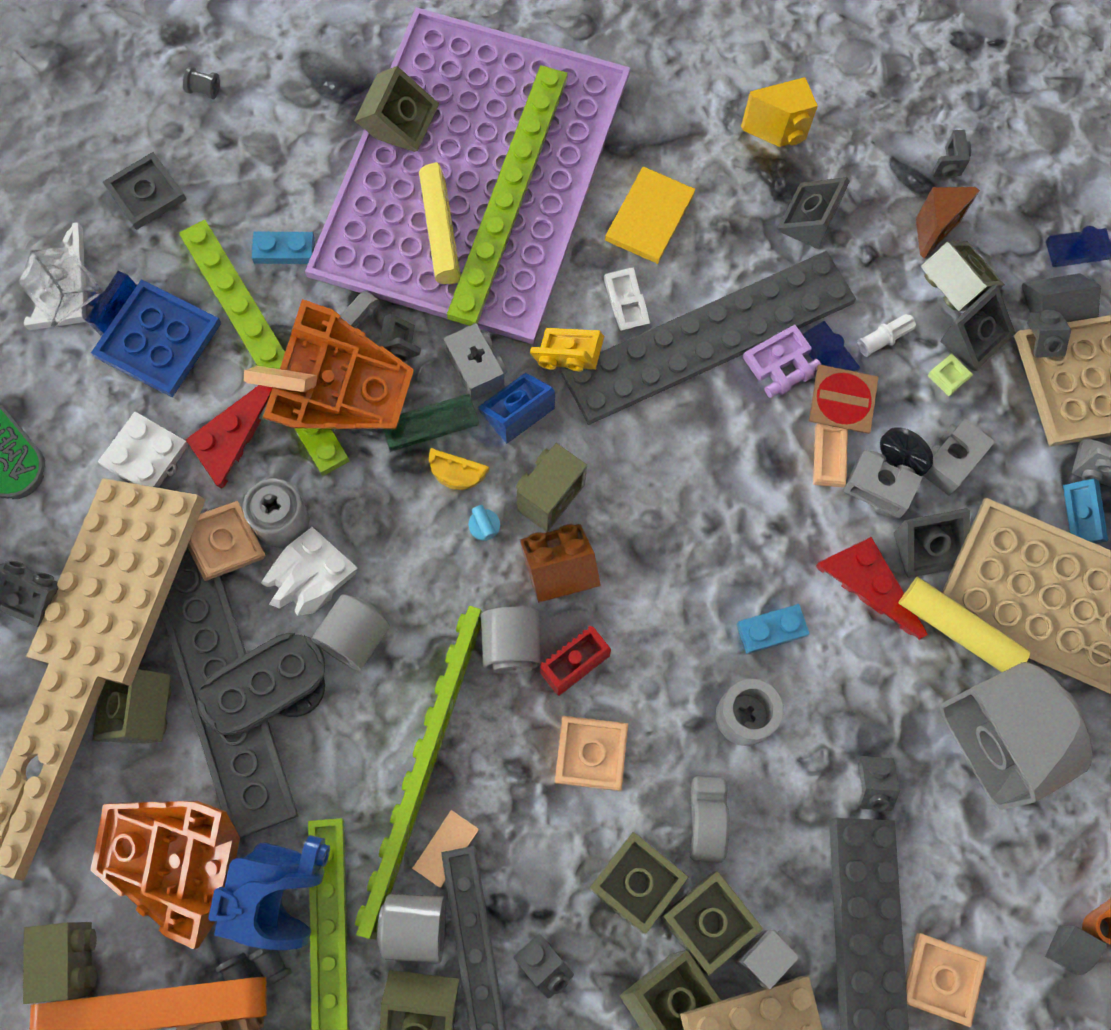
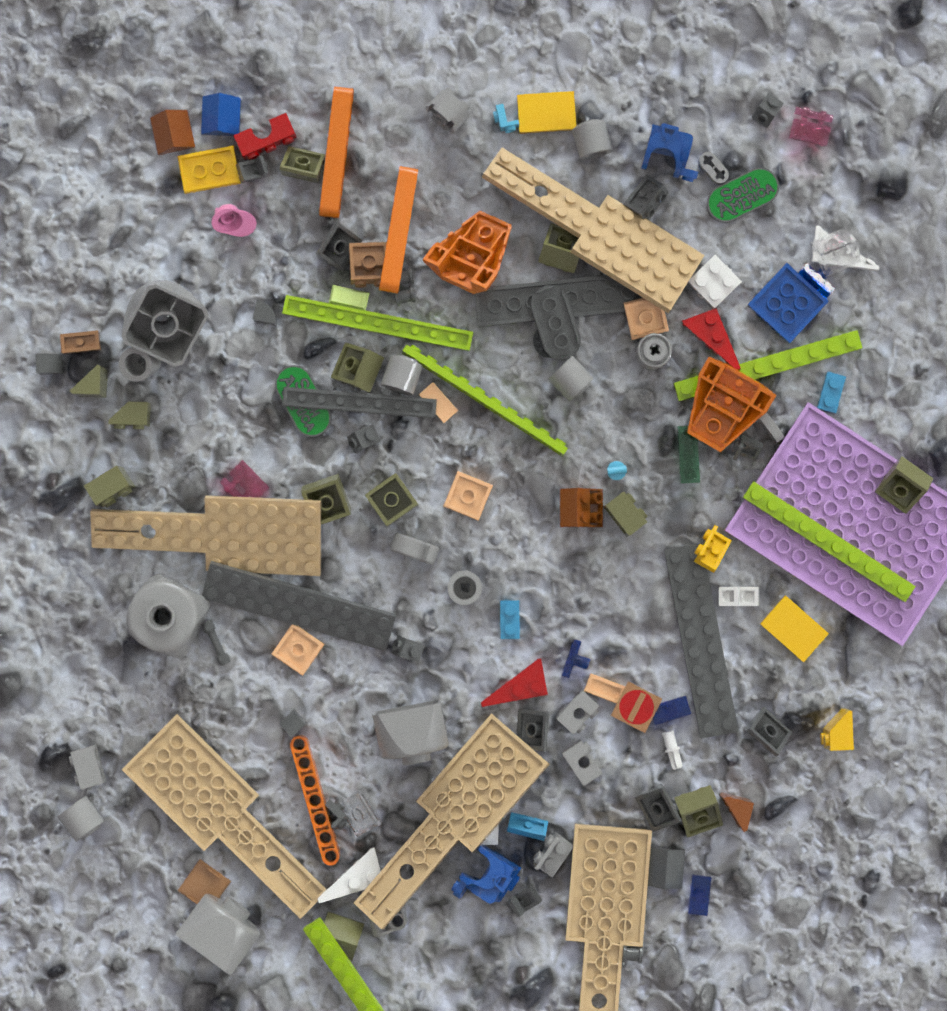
camera: 110 degrees right, 15 degrees up
(58, 962) = (435, 188): olive brick -> none
(144, 190) = (893, 314): dark grey plate -> none
(251, 901) = (437, 294): blue animal -> none
(280, 378) = (730, 371): light nougat tile -> none
(308, 573) = (614, 362): white plate -> none
(439, 224) = (815, 492): light yellow brick -> none
(456, 471) = (654, 462): yellow tile -> none
(462, 351) = (729, 484): light grey brick -> none
(511, 639) = (541, 467): light grey piece -> none
(518, 406) = (686, 509): blue slope -> none
(575, 660) = (520, 499): red brick -> none
(711, 922) = (360, 532): olive brick -> none
(767, 957) = (335, 556): light grey brick -> none
(778, 352) = (677, 677): lavender plate -> none
(803, 511) = (574, 659): none -> clear blue tile
(906, 448) = (592, 731): black wheel -> none
(950, 374) = (636, 780): yellowish green tile -> none
(957, 156) = (784, 840): dark grey bracket -> none
(963, 626) = (480, 726): light yellow brick -> none
(1051, 333) = (643, 846): dark grey bracket -> none

